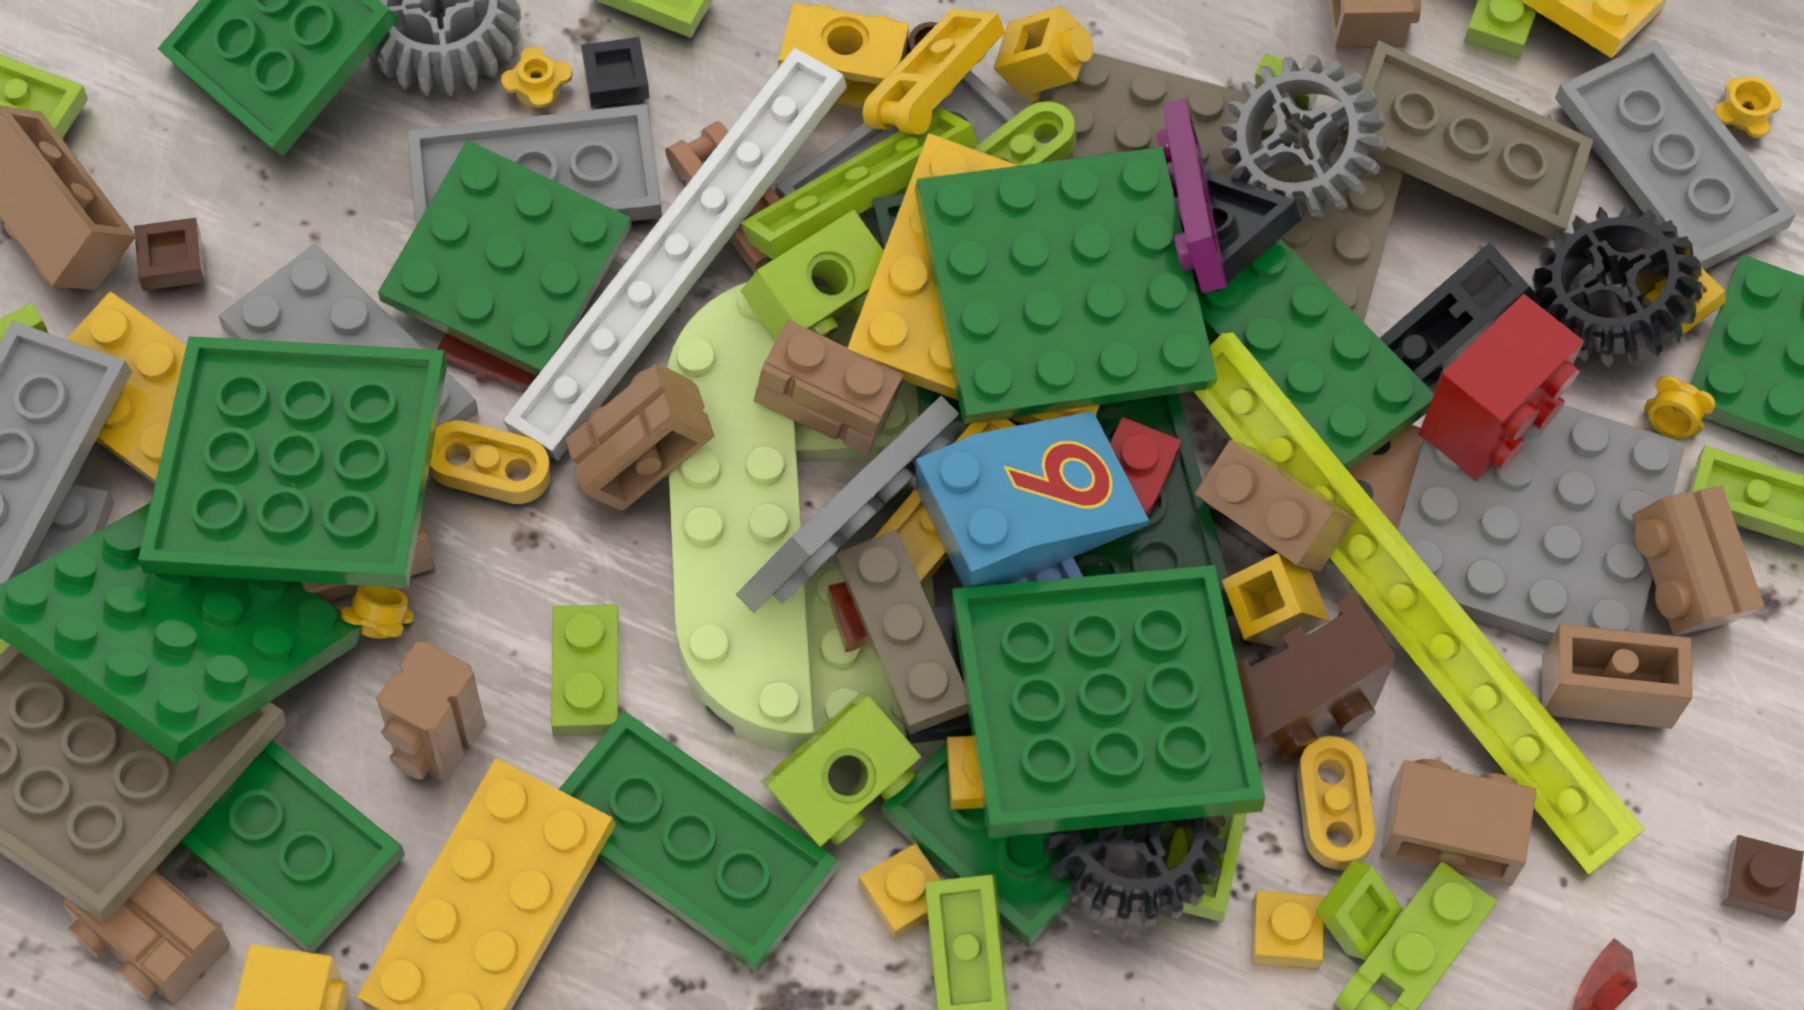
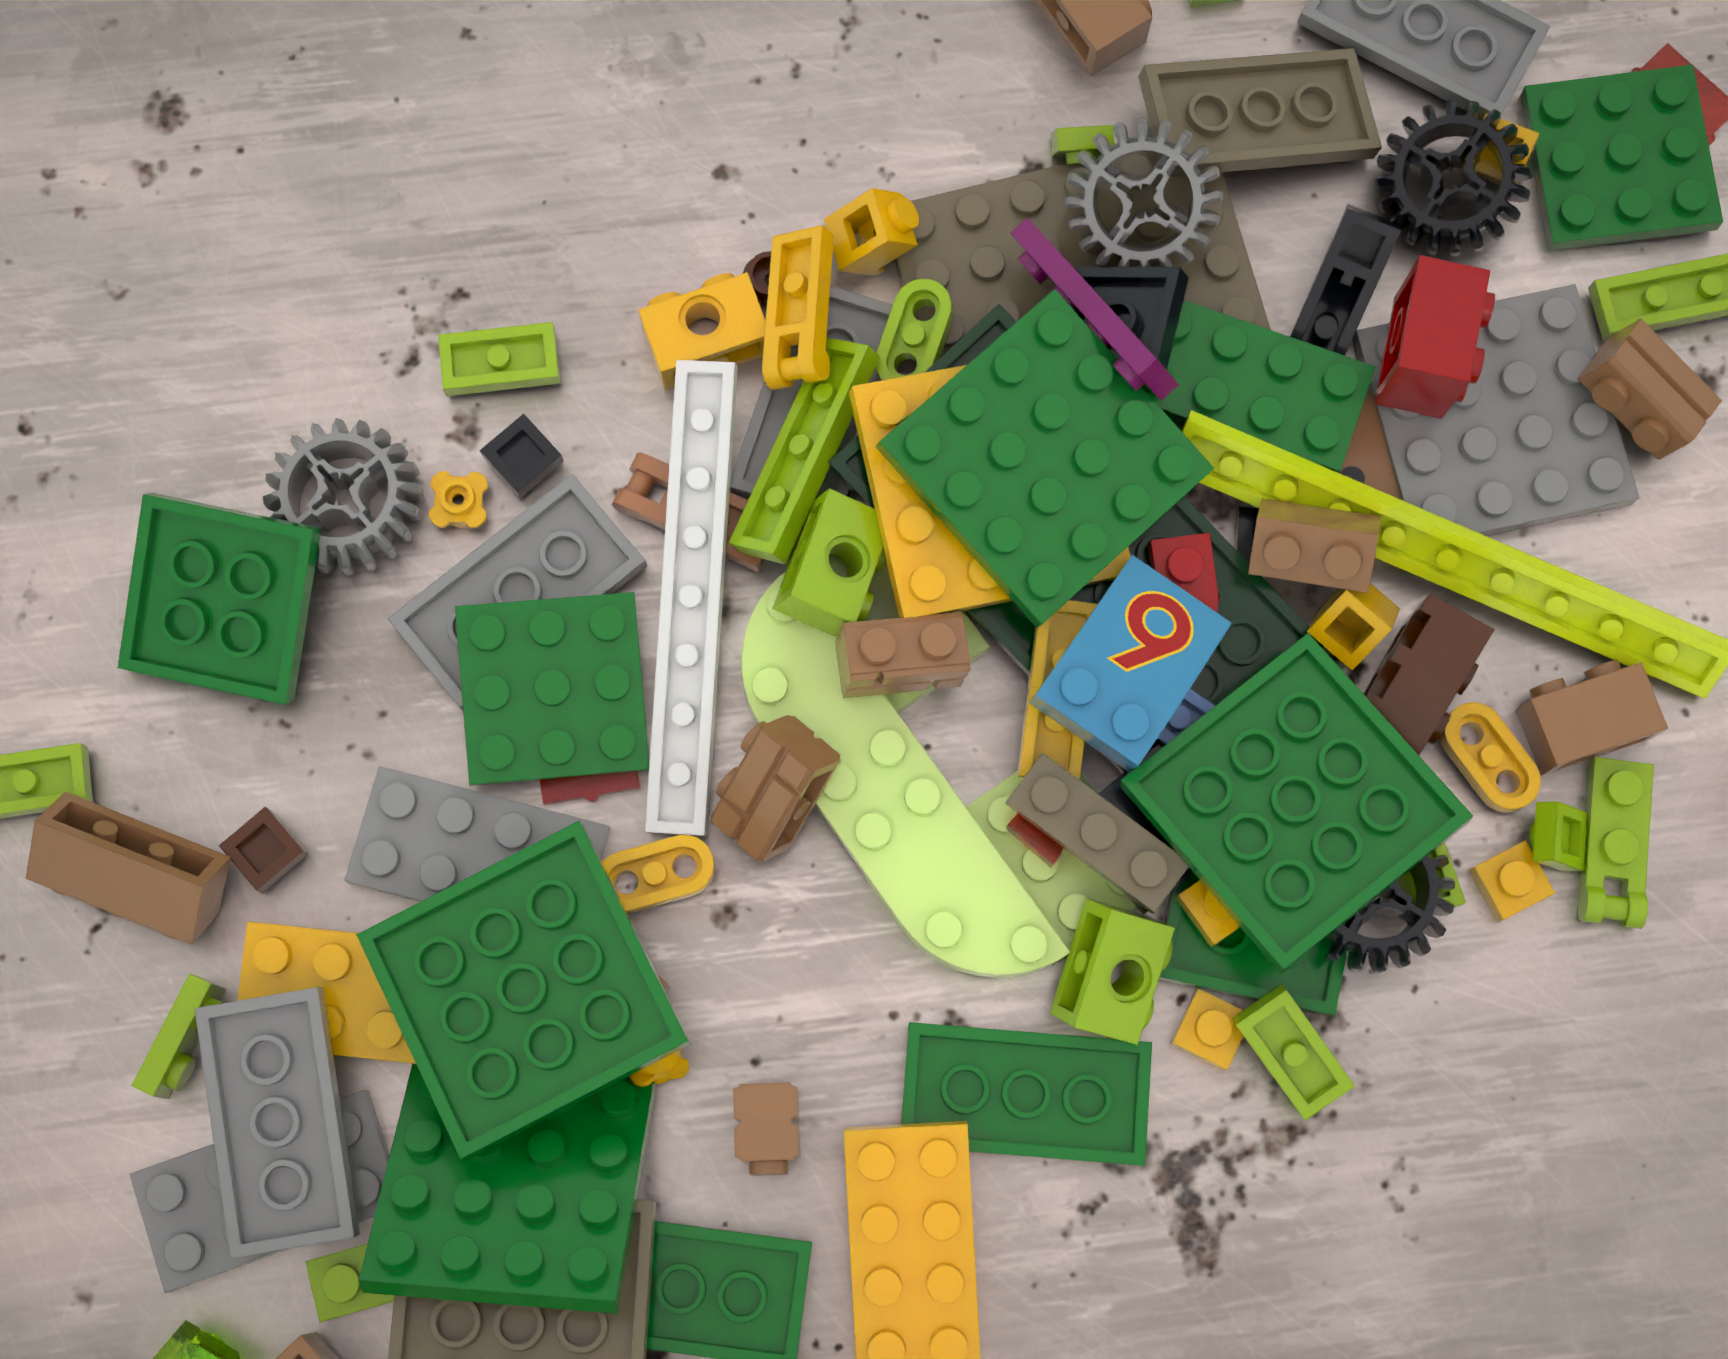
camera: 30 degrees left, 15 degrees up
(584, 669) = (848, 1000): lime plate -> none
(848, 509) = (989, 753): light grey plate -> none
(1617, 676) = (1643, 526): medium nougat brick -> none
(1678, 408) = (1555, 258): yellow plate -> none

